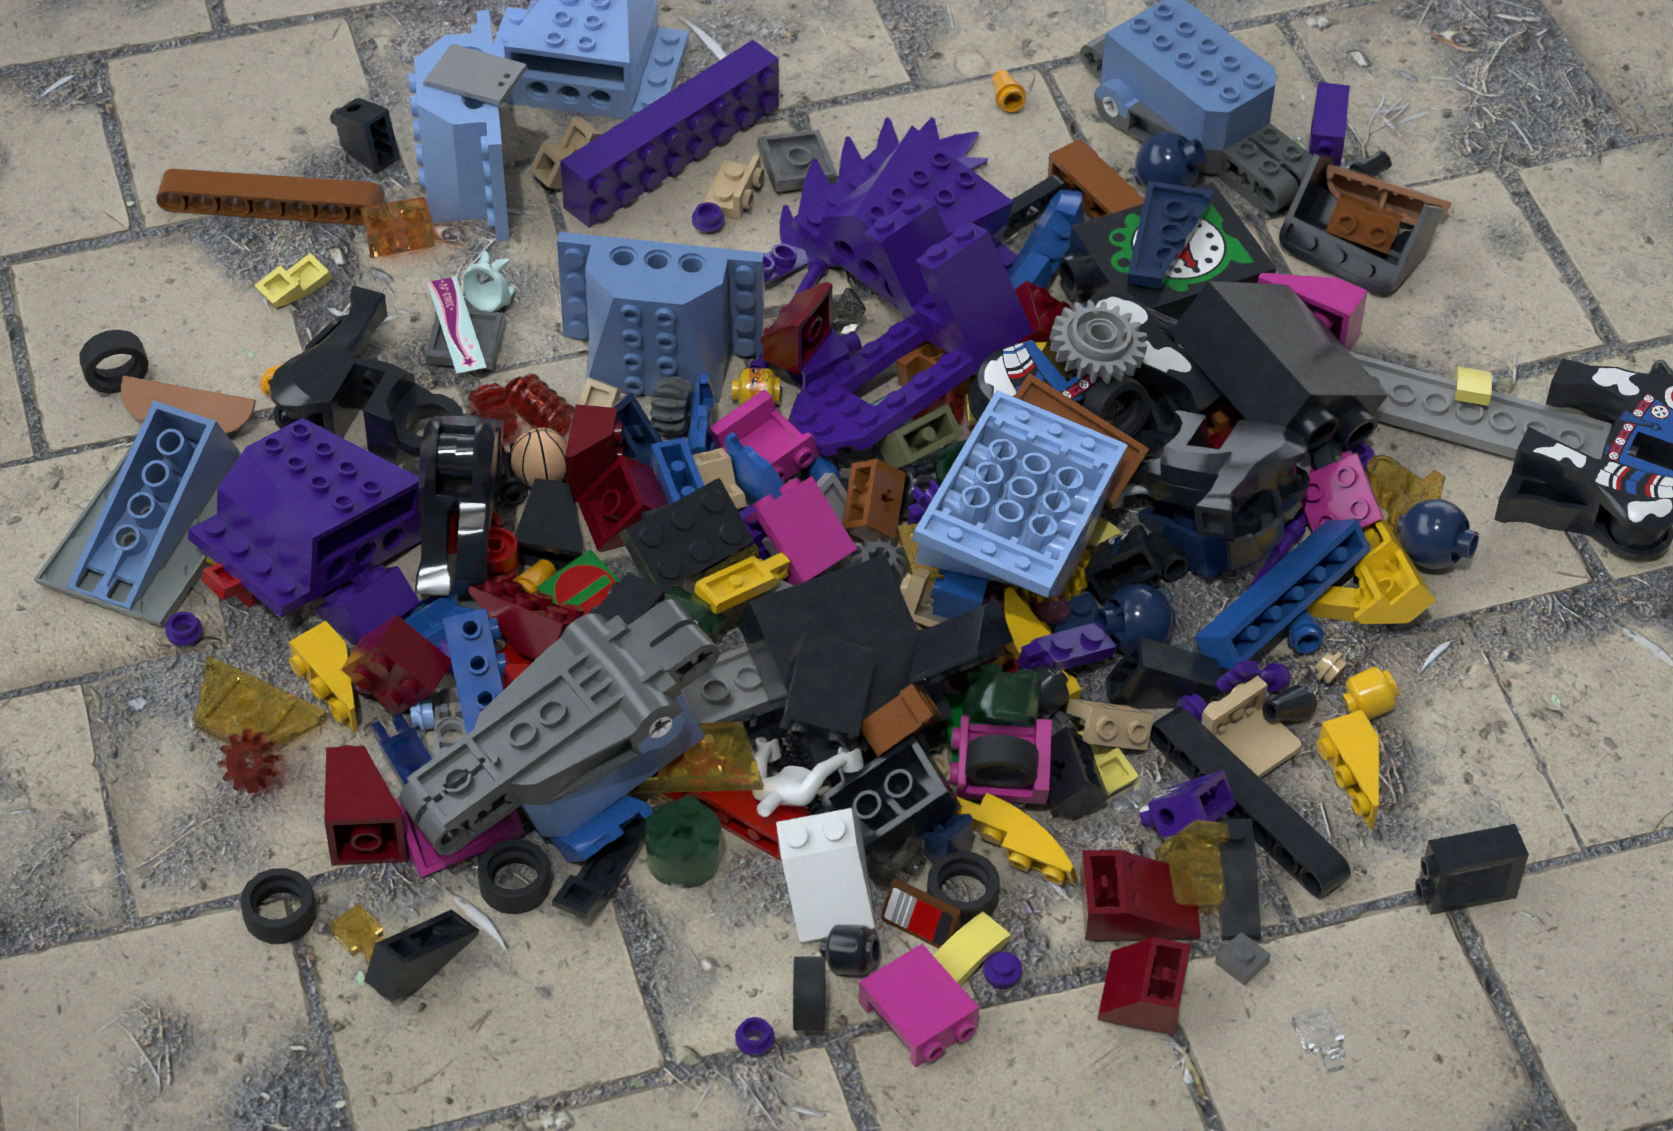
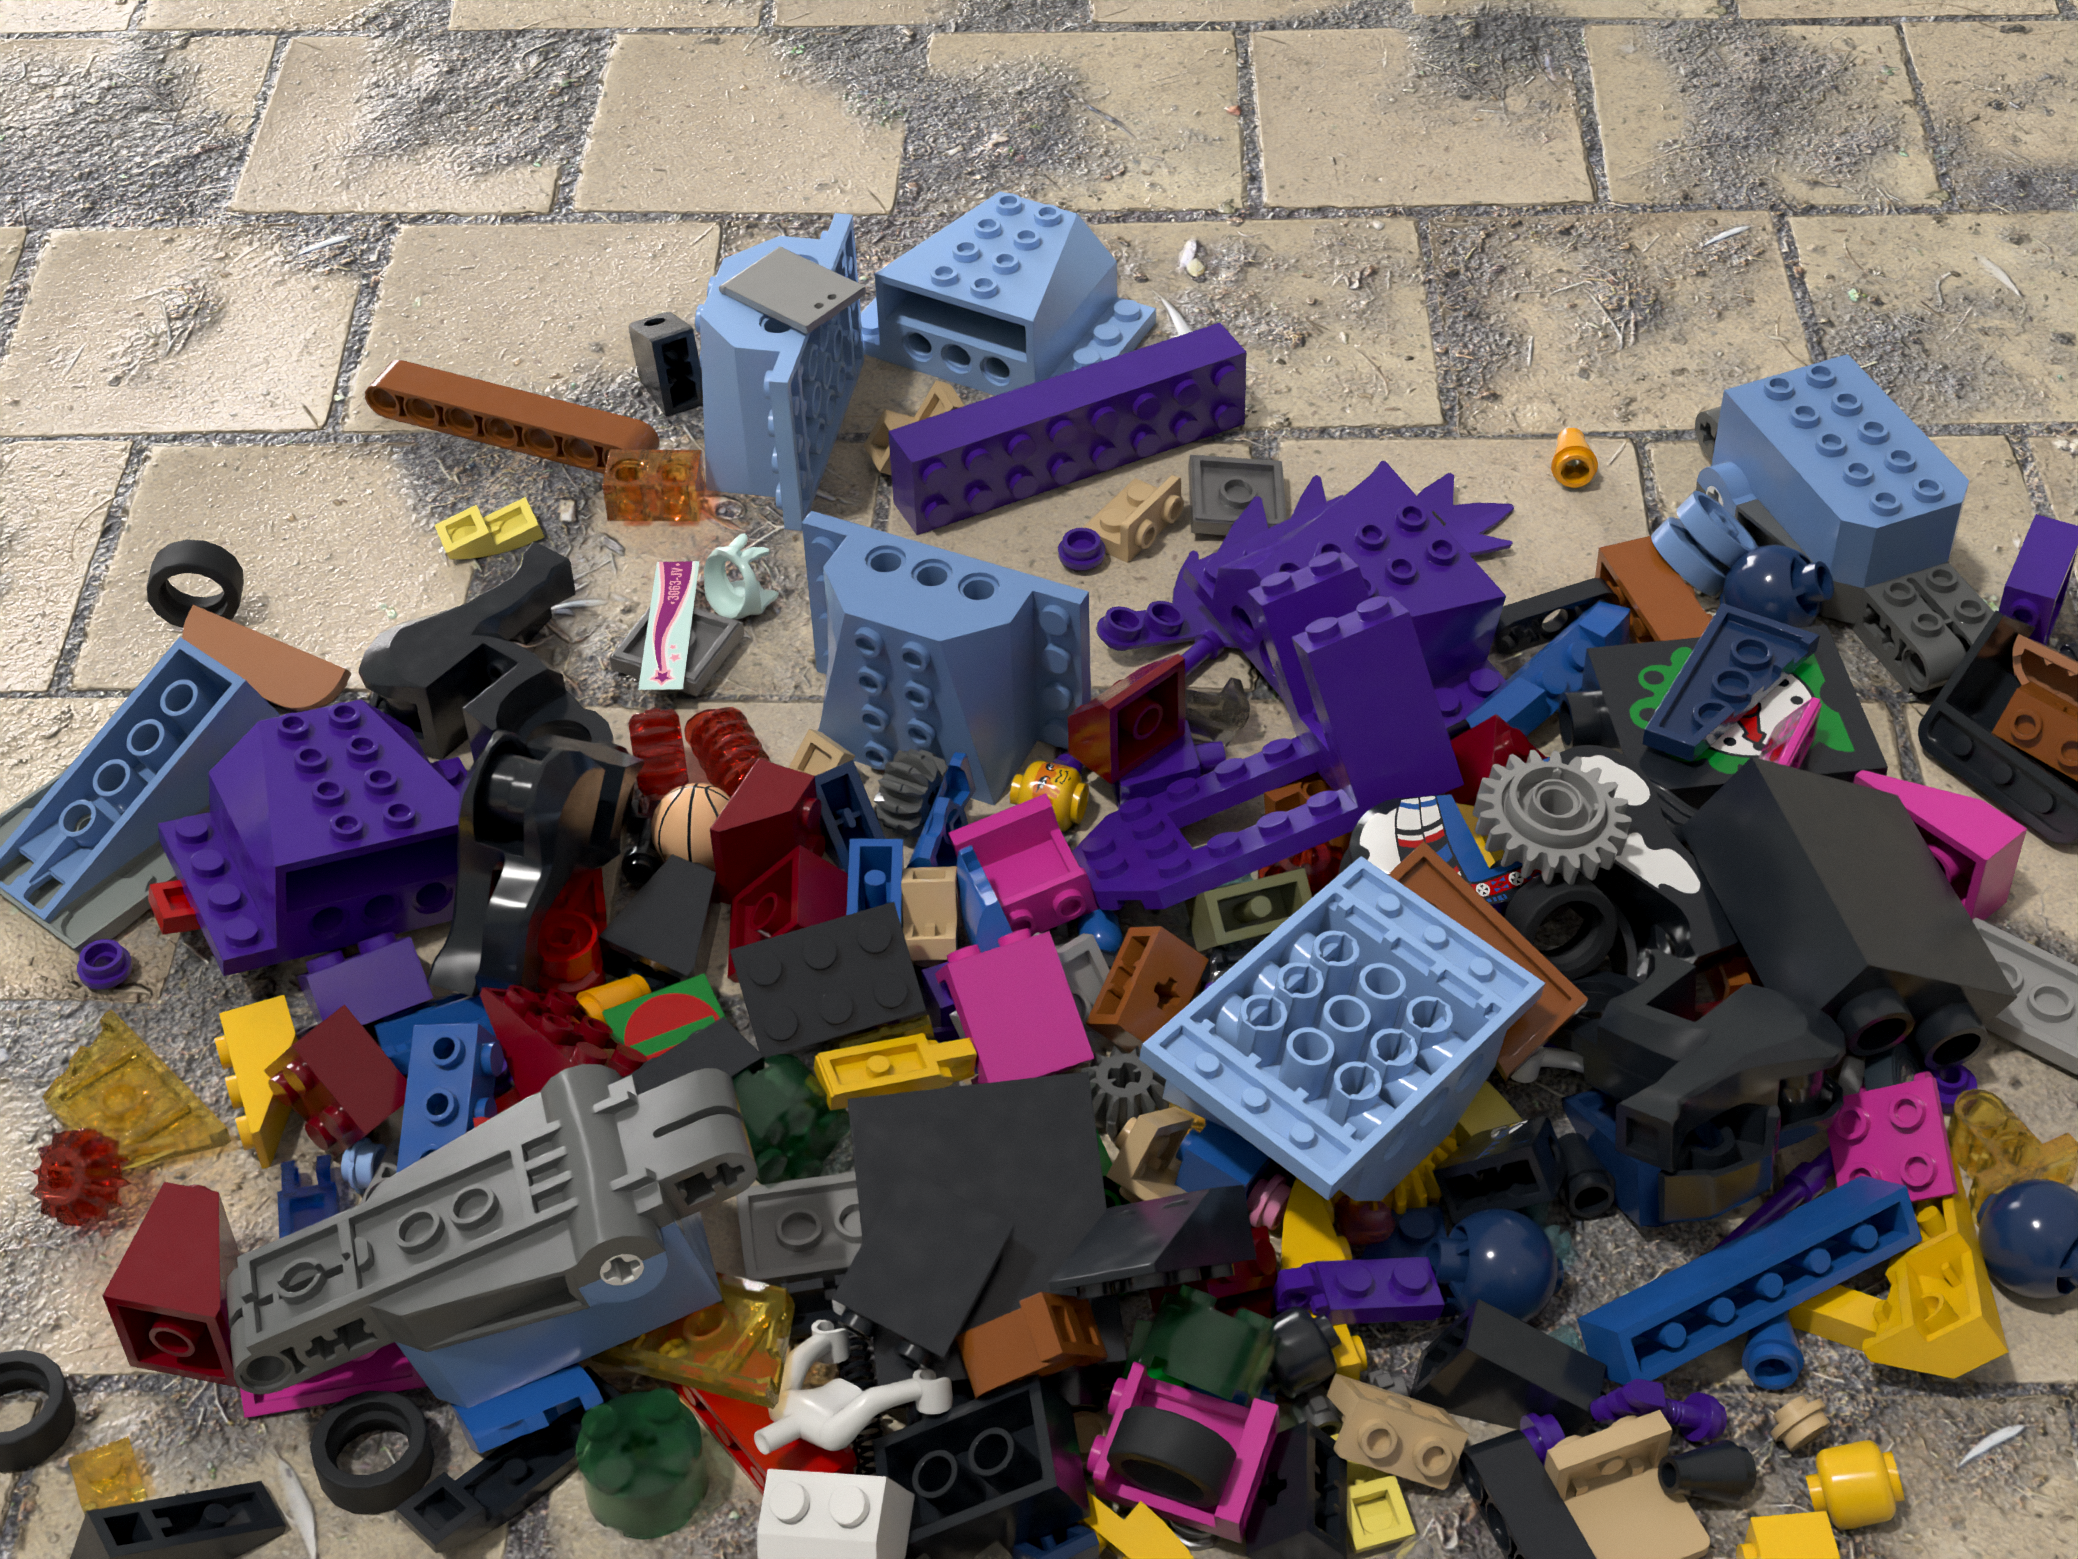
camera: 20 degrees right, 5 degrees down
(1114, 137) = (1702, 542): none -> medium blue wheel
(1214, 262) = (1793, 735): none -> dark pink slope

